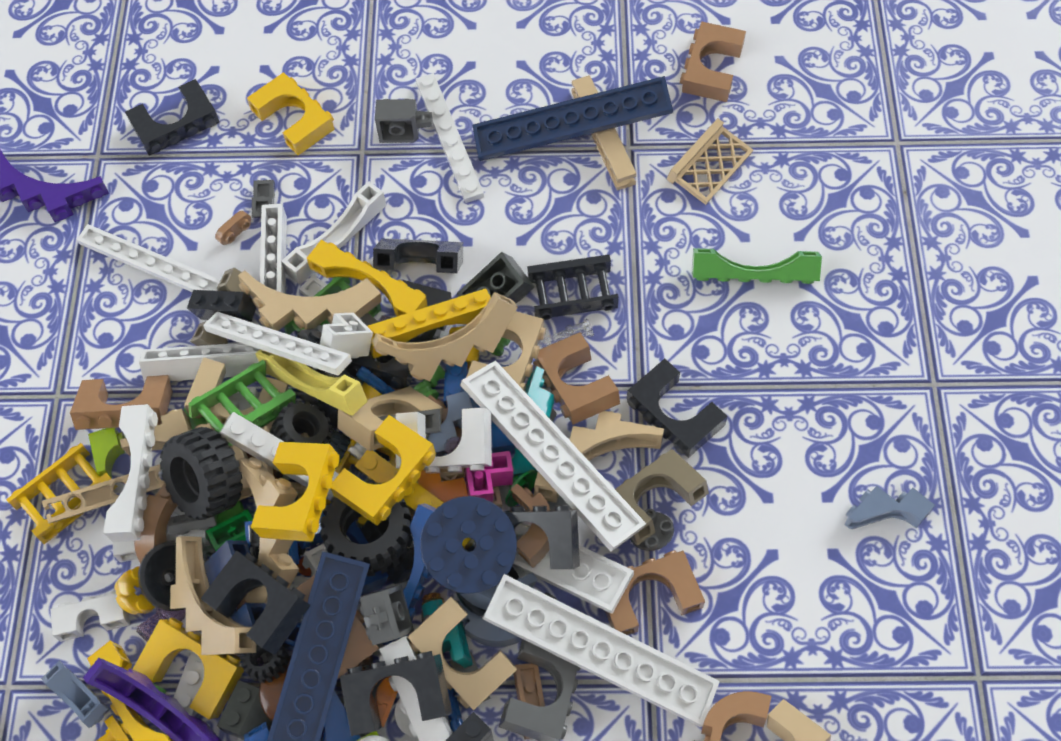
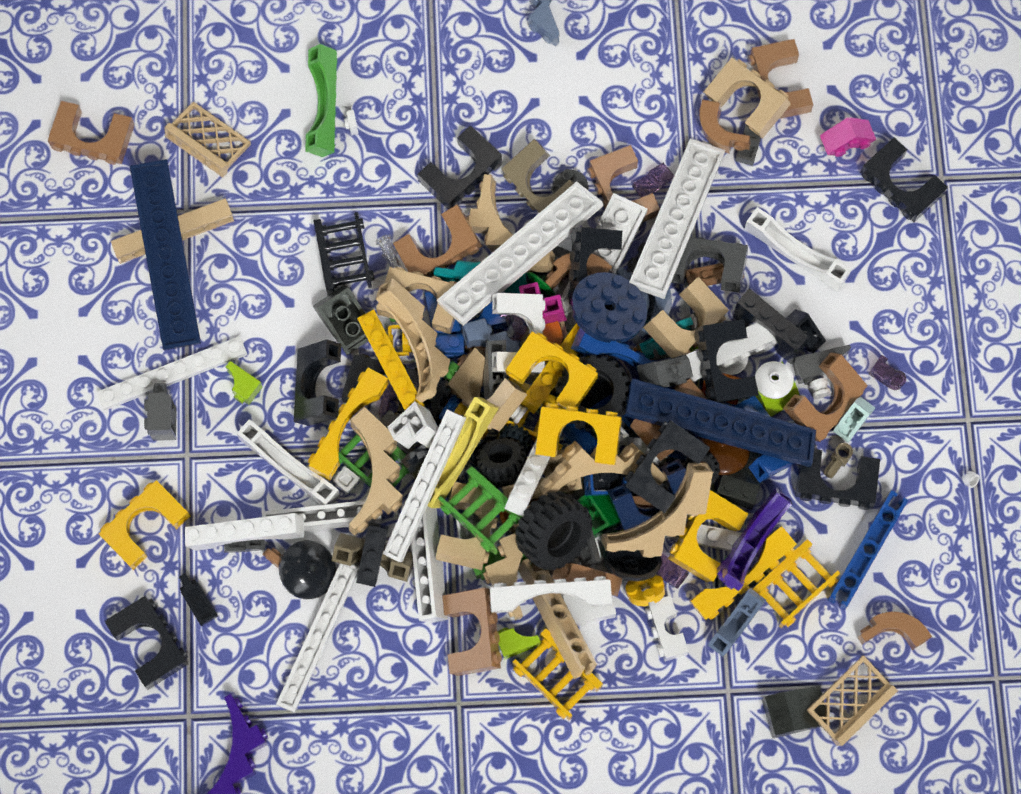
camera: 95 degrees left, 10 degrees up
(208, 158) = (197, 600): none -> black hinge
(232, 249) = (296, 572): none -> black dish
(257, 205) = (217, 534): none -> white arch
(429, 195) = (245, 385): none -> lime arch
(661, 633) = (653, 181): none -> clear purple slope
(731, 297) = (350, 122): none -> white plate

